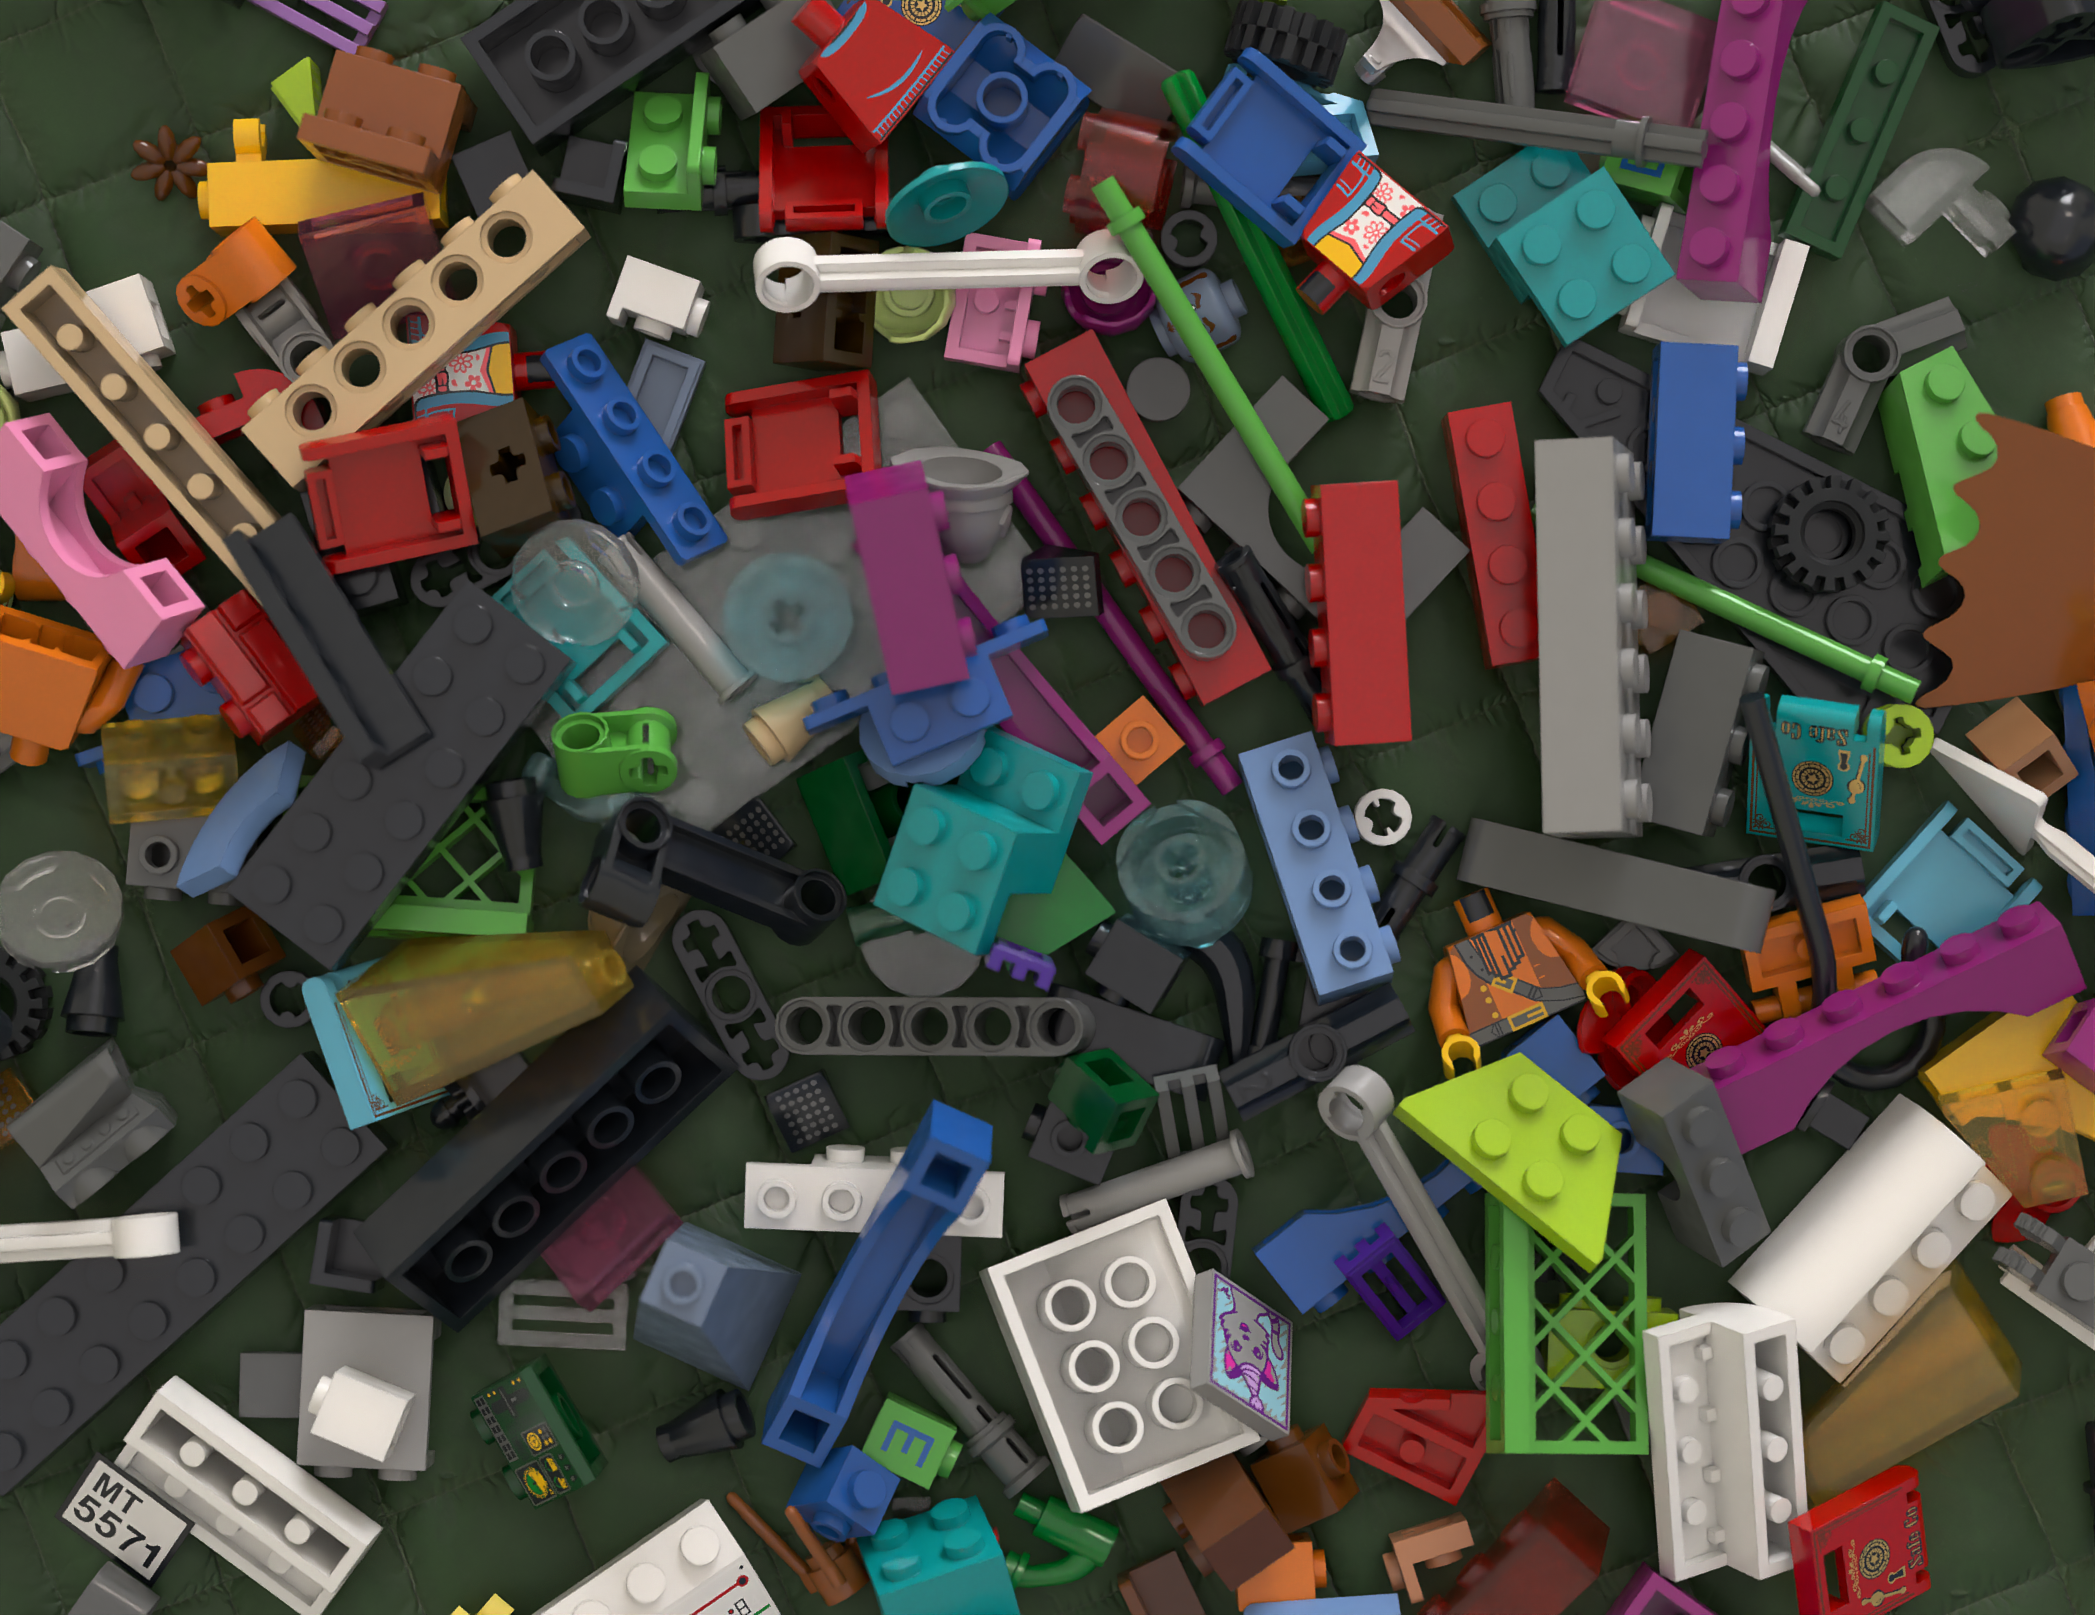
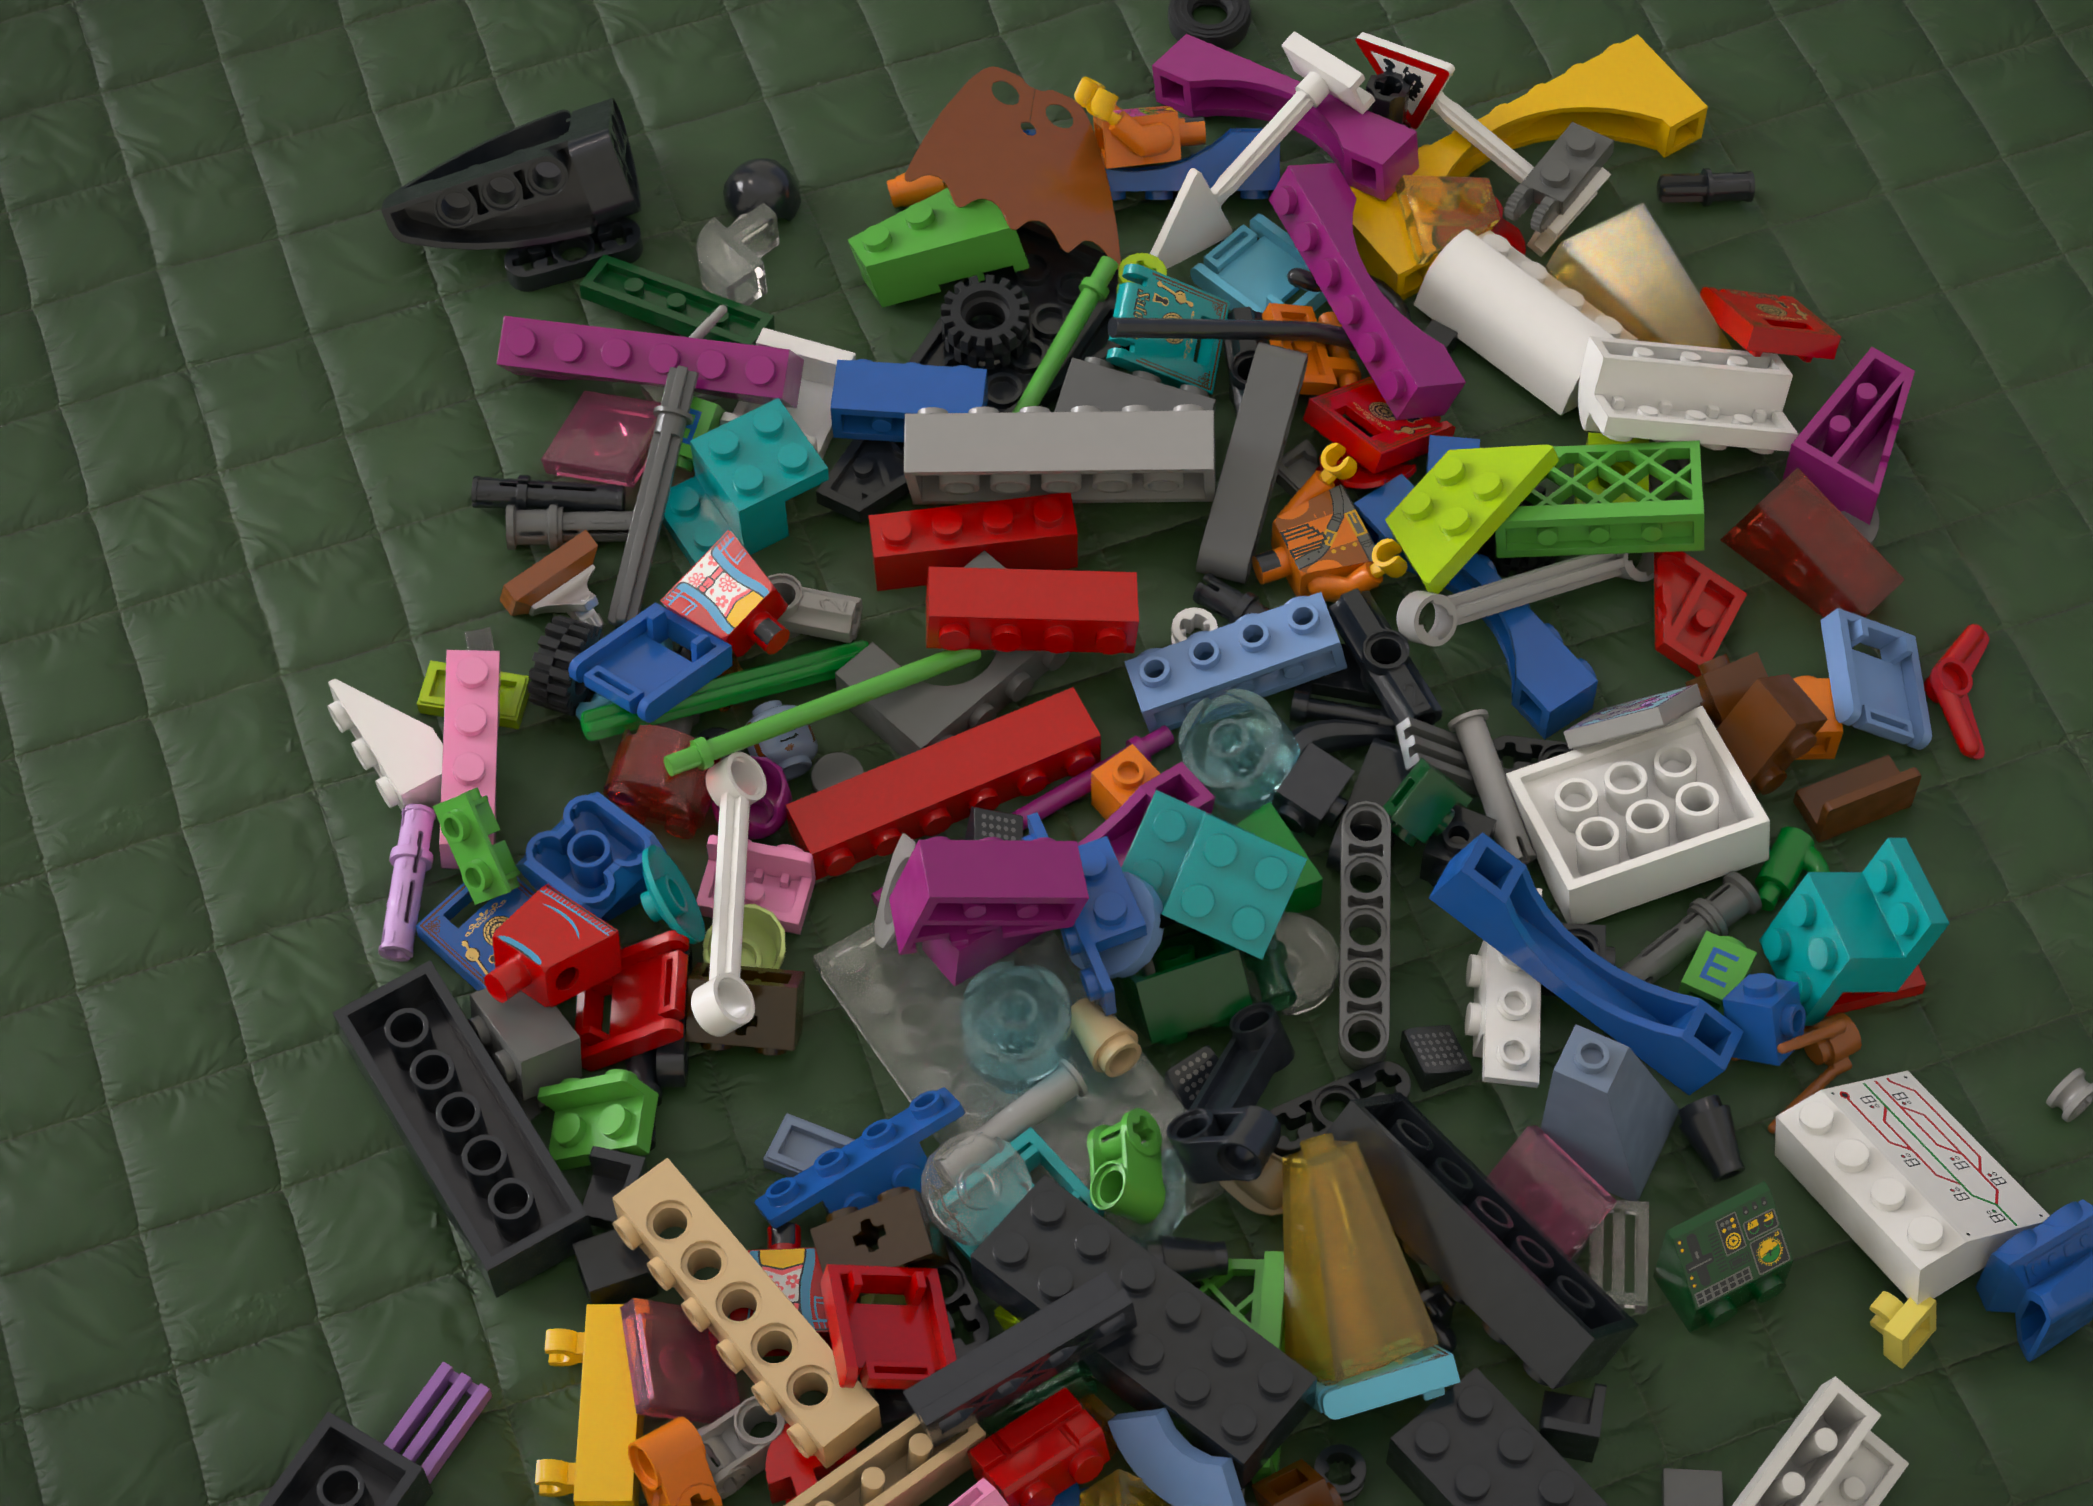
camera: 85 degrees left, 30 degrees down
(299, 89) = (525, 1430): lime slope -> none
(360, 1412) = (1715, 1386): white brick -> none
(386, 1345) = (1693, 1404): light grey panel -> none
(389, 119) = (554, 1328): dark orange bracket -> none
(658, 301) = (730, 1144): white brick -> none
(793, 445) = (870, 1038): red container -> none
(1021, 960) = (1314, 840): dark purple tile -> none
(1115, 70) = (579, 775): dark grey slope -> none
(1135, 486) = (934, 782): dark grey beam -> none
(1271, 623) = (1036, 686): black pin -> none
(1371, 1257) = (1565, 623): dark purple tile -> none
(1433, 1542) = (1780, 615): nougat bracket -> none
(1686, 1126) = (1496, 406): dark grey arch -> none
(1852, 394) = (856, 309): dark grey piece -> none
(2023, 748) = (1147, 210): medium nougat brick -> none

